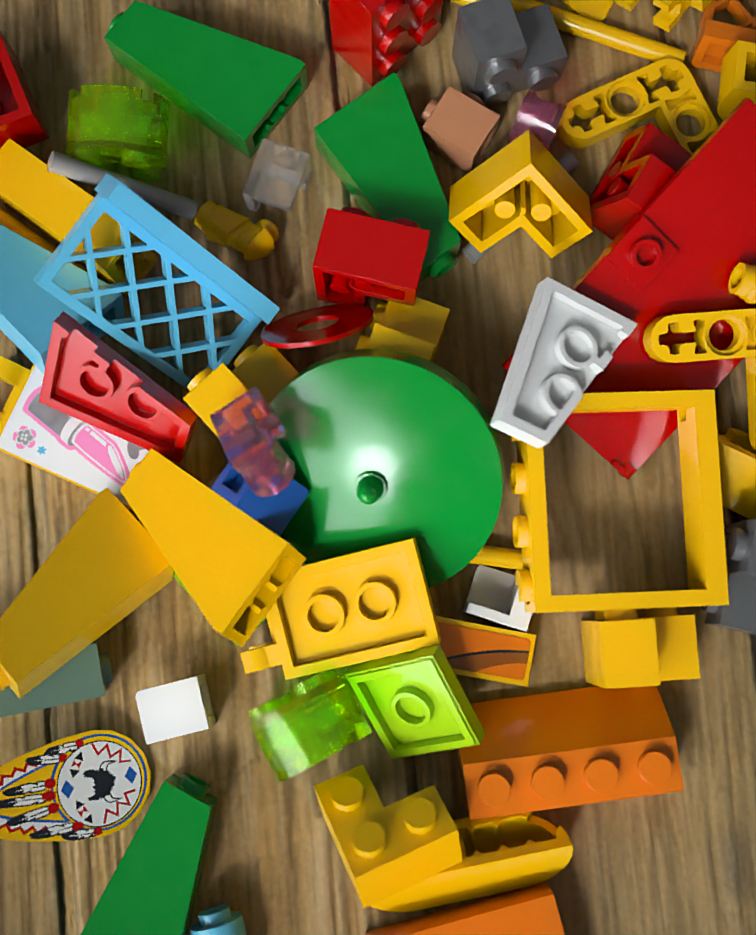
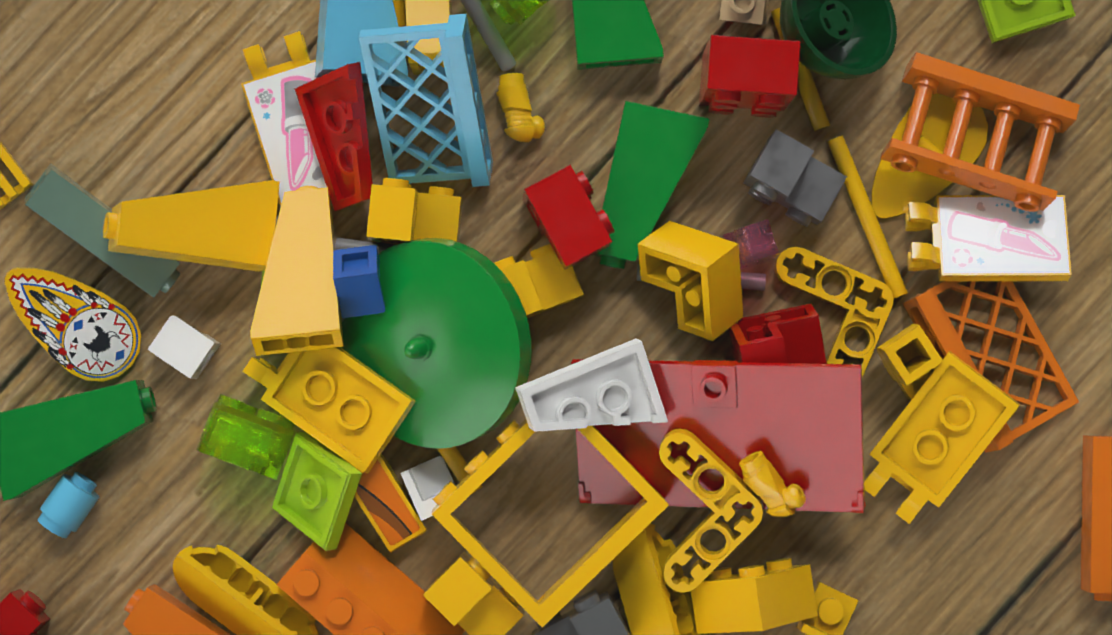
camera: 50 degrees right, 5 degrees up
(247, 436) = (378, 250): clear pink leg -> none
(277, 176) = (574, 104): clear panel -> none
(349, 318) = (520, 241): red gear -> none
(390, 844) = (218, 548): yellow brick -> none
(458, 128) = (715, 190): nougat brick -> none

